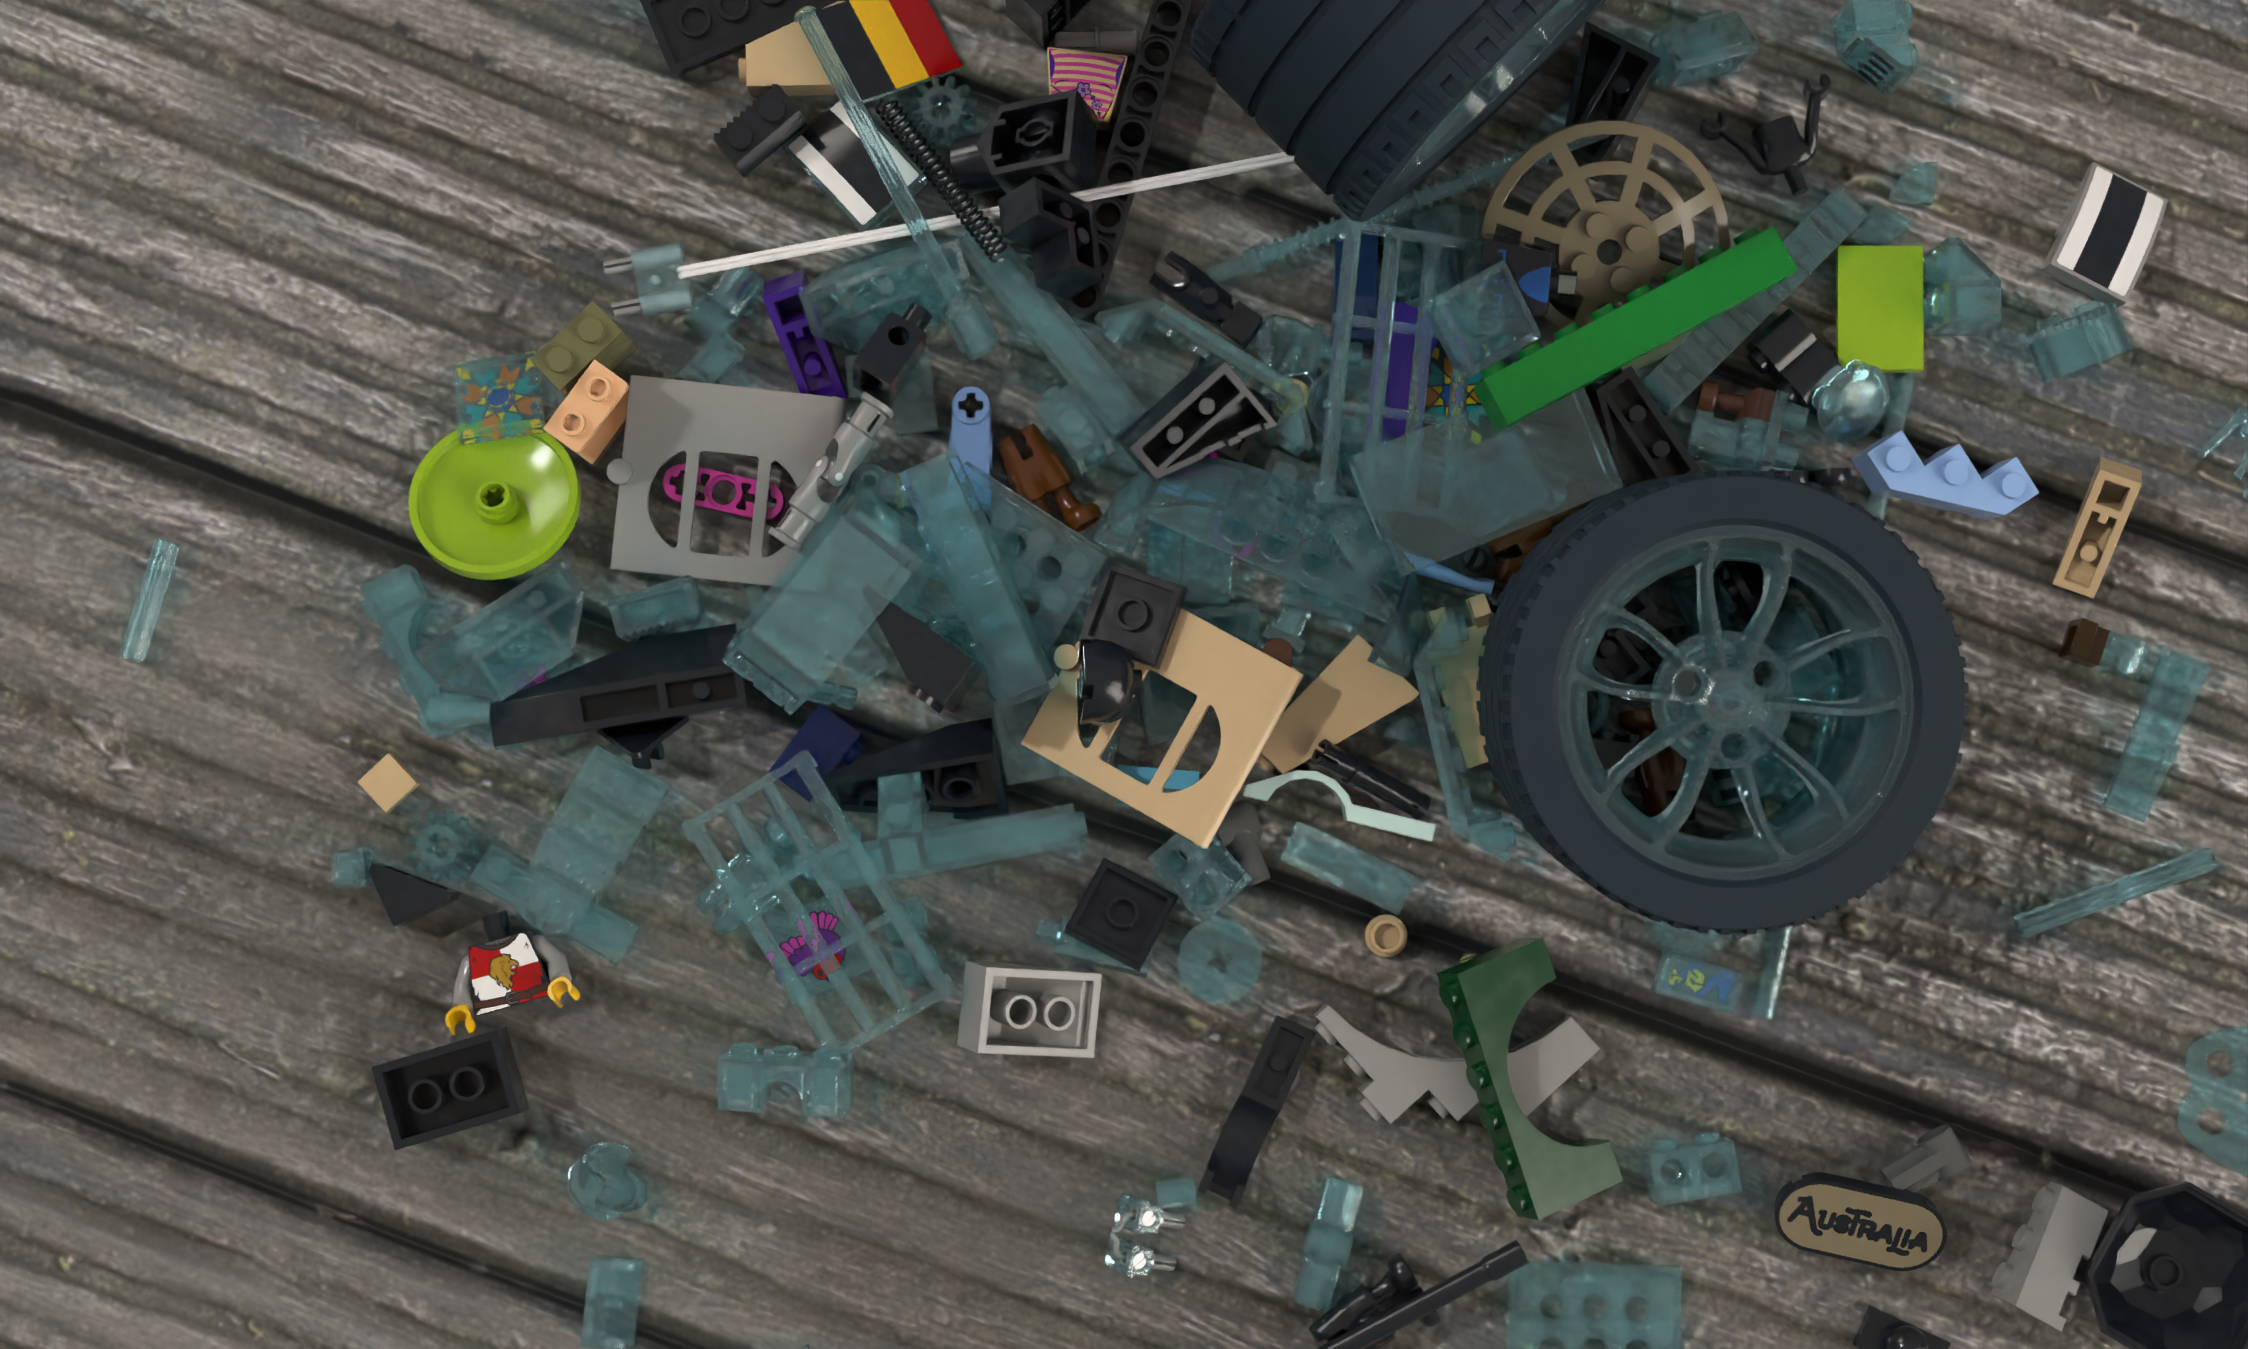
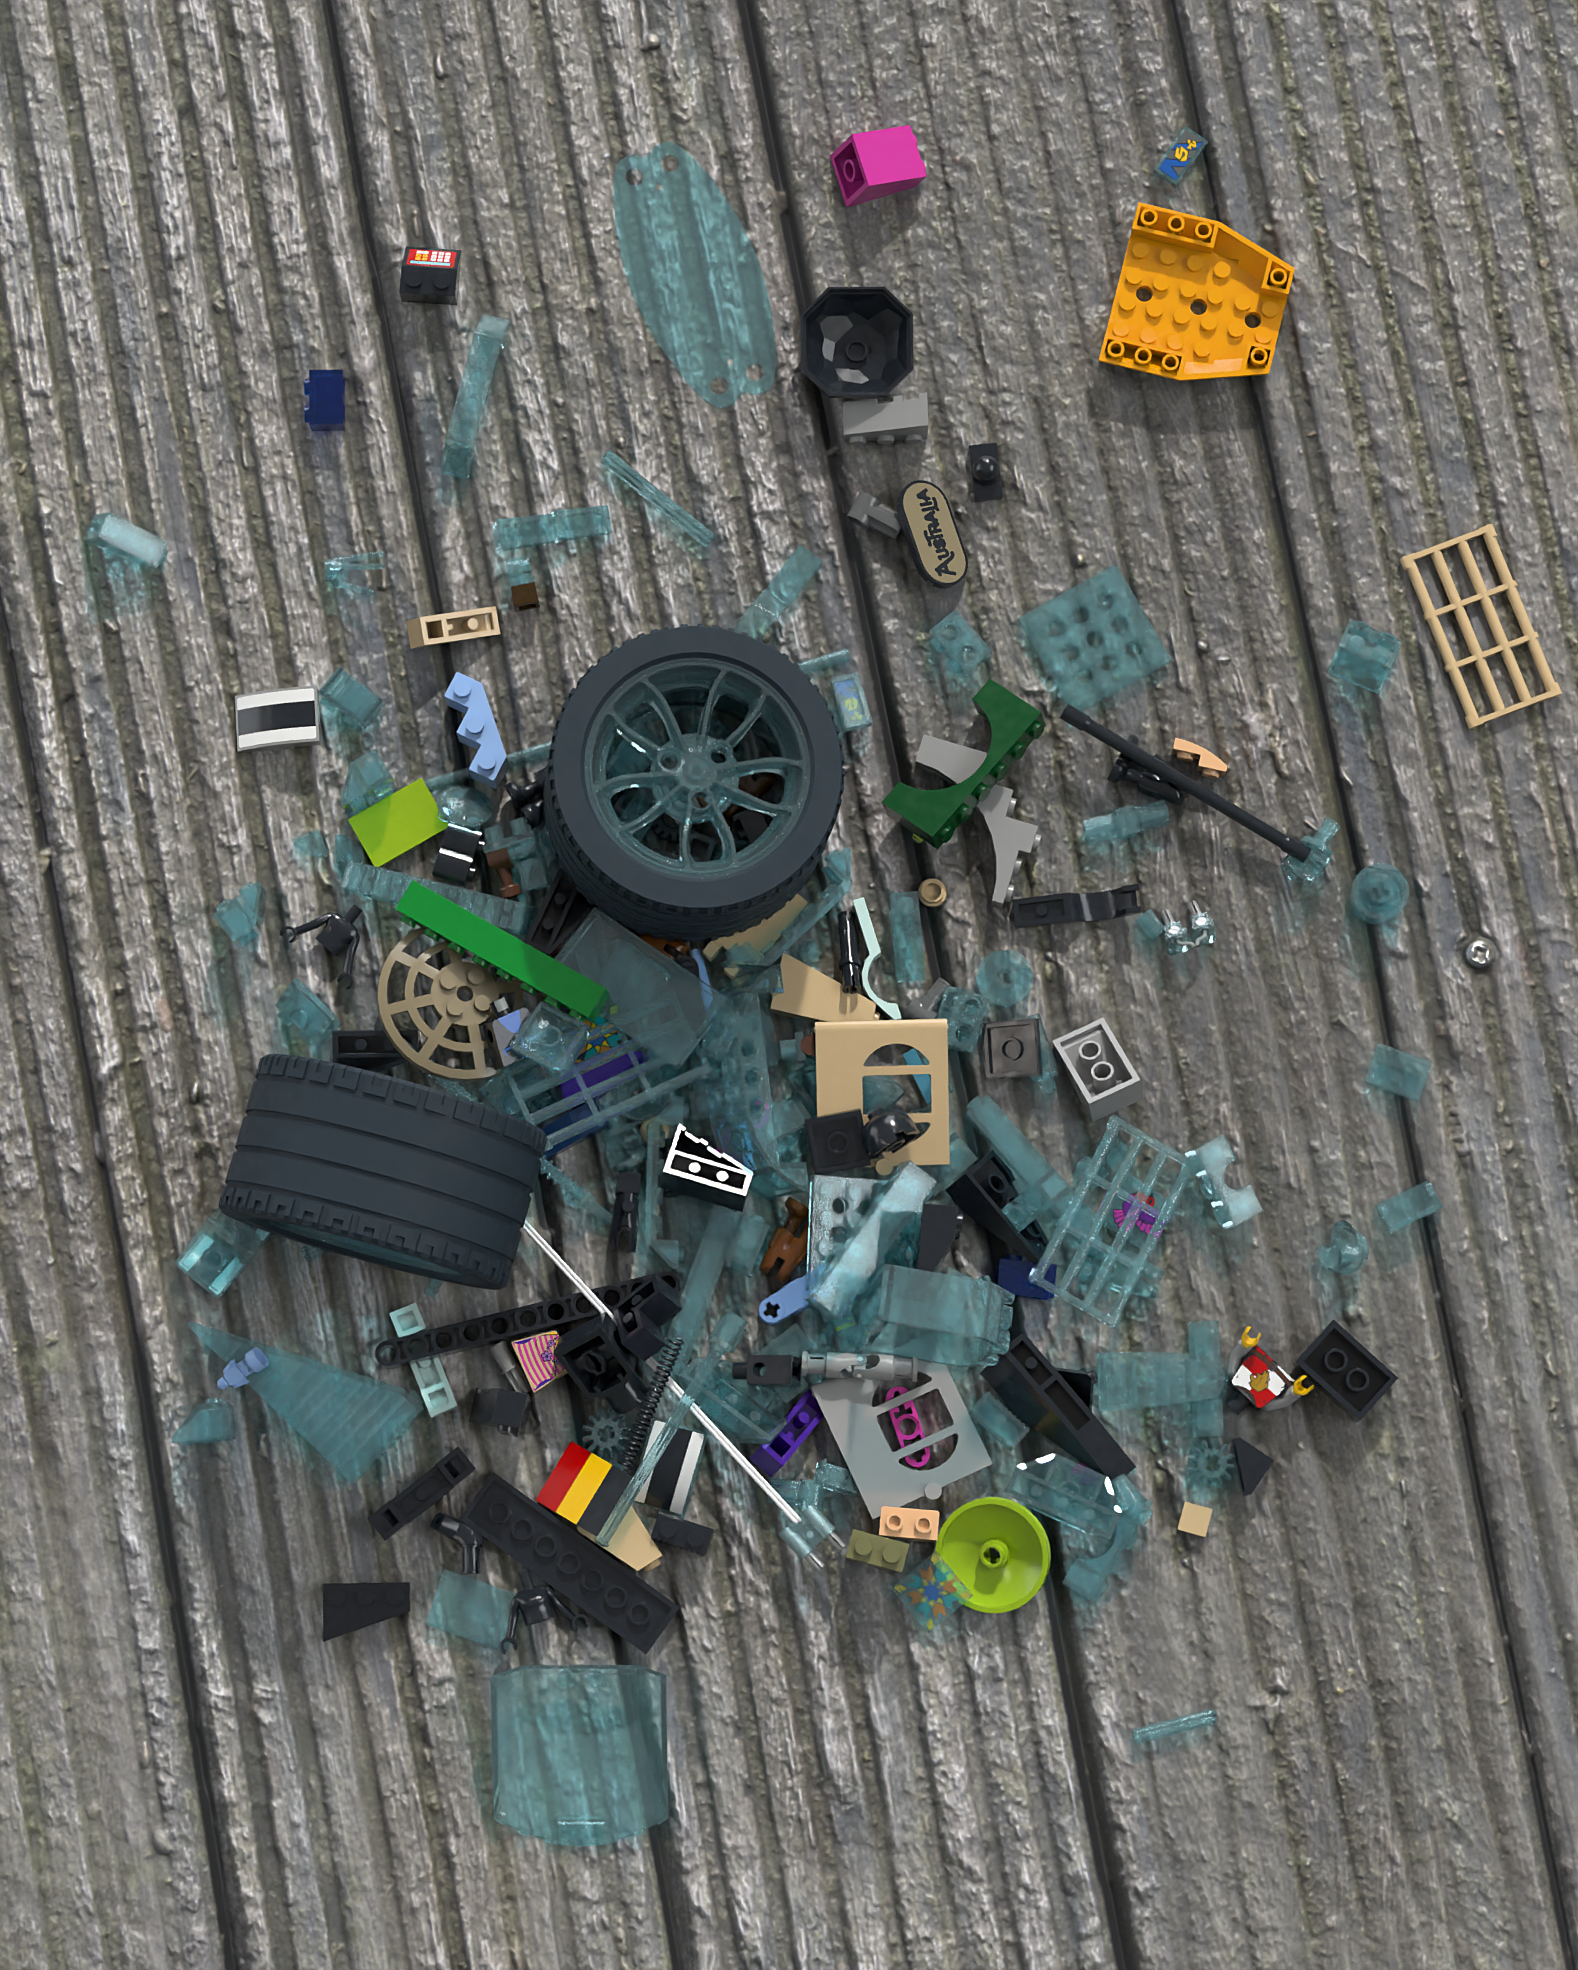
camera: 115 degrees left, 5 degrees down
(351, 866) = (1253, 1504): clear light blue piece -> none
(1895, 972) = (779, 593): none -> clear light blue piece

